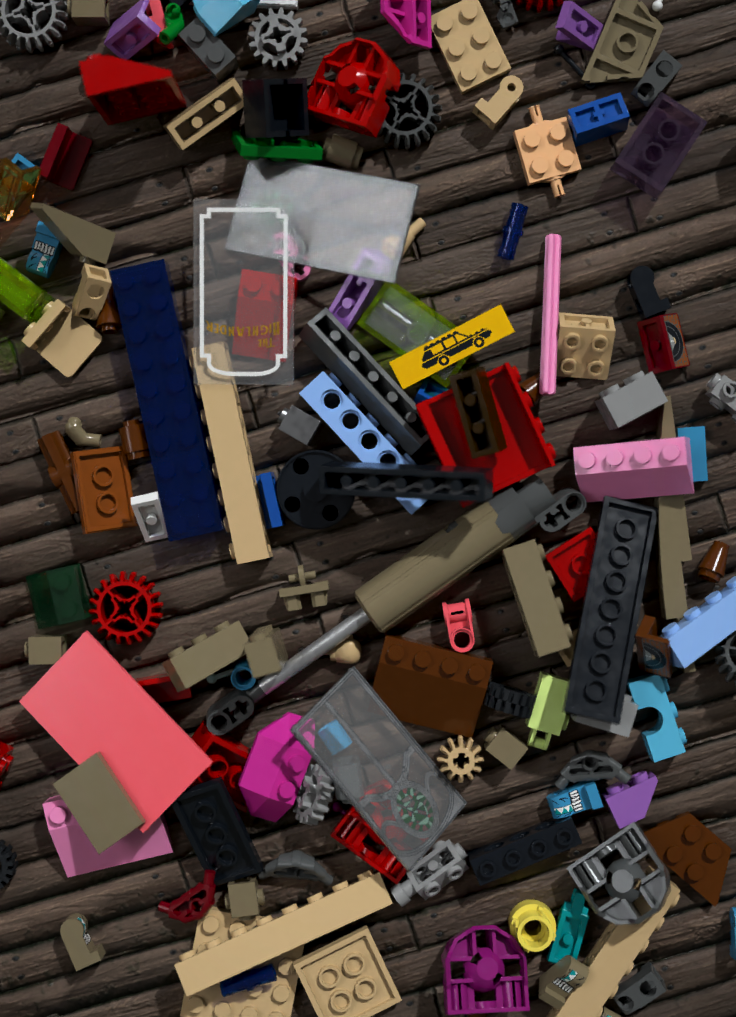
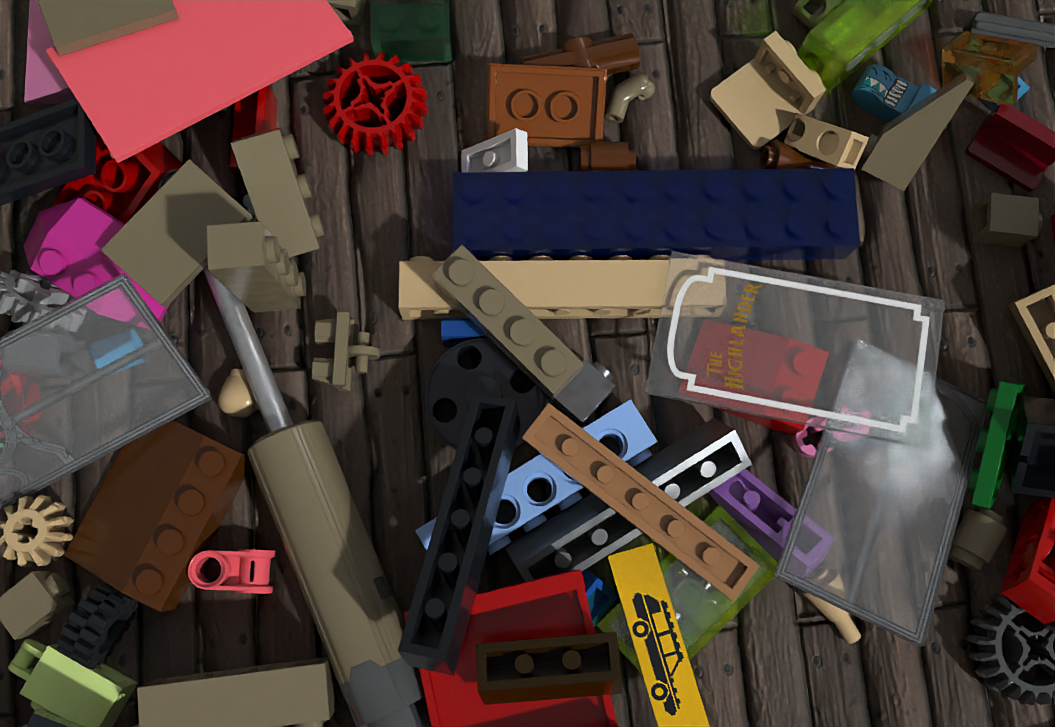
camera: 100 degrees right, 10 degrees down
(120, 158) = (1006, 220): none -> dark tan brick
(251, 711) = (167, 237): none -> dark tan tile
(267, 482) = (507, 322): none -> dark tan brick
(365, 376) = (640, 502): none -> medium nougat plate

